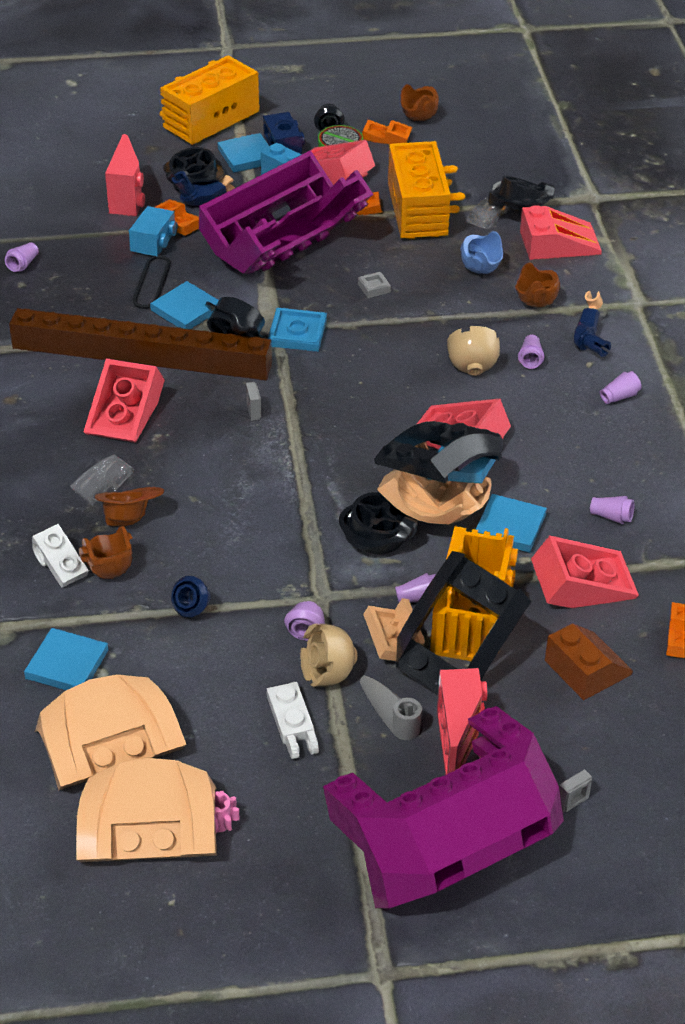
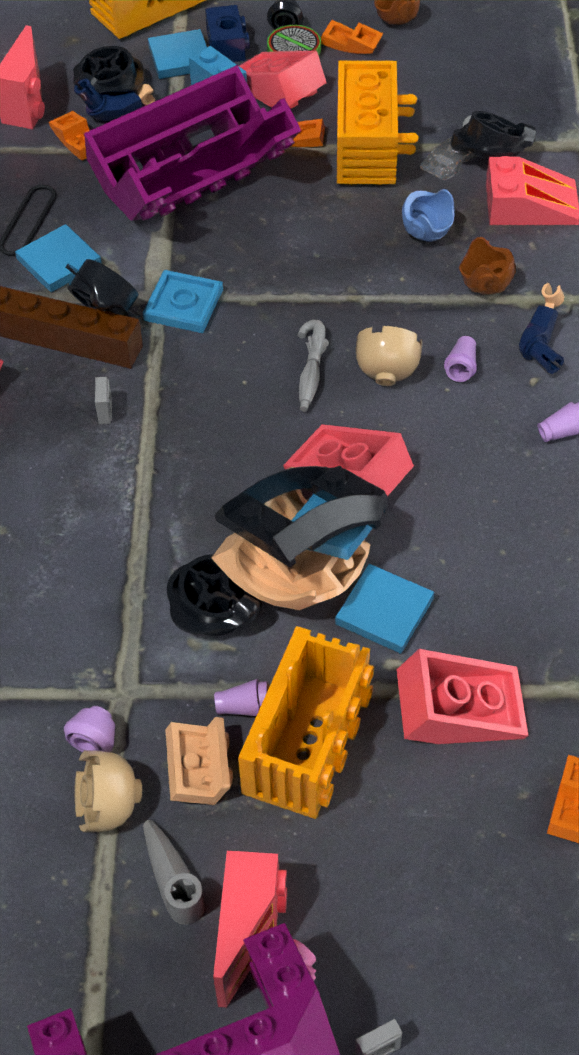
camera: 10 degrees right, 10 degrees up
(152, 231) = (40, 153): dark azure brick -> none
(292, 718) = (43, 875): white hinge -> none
(374, 284) = (290, 246): light grey tile -> none
(414, 351) = (311, 374): none -> light grey piece
(480, 588) = (308, 740): black wedge -> none
(584, 660) = (438, 833): dark orange slope -> none
(613, 508) = (521, 602): lavender cone -> none

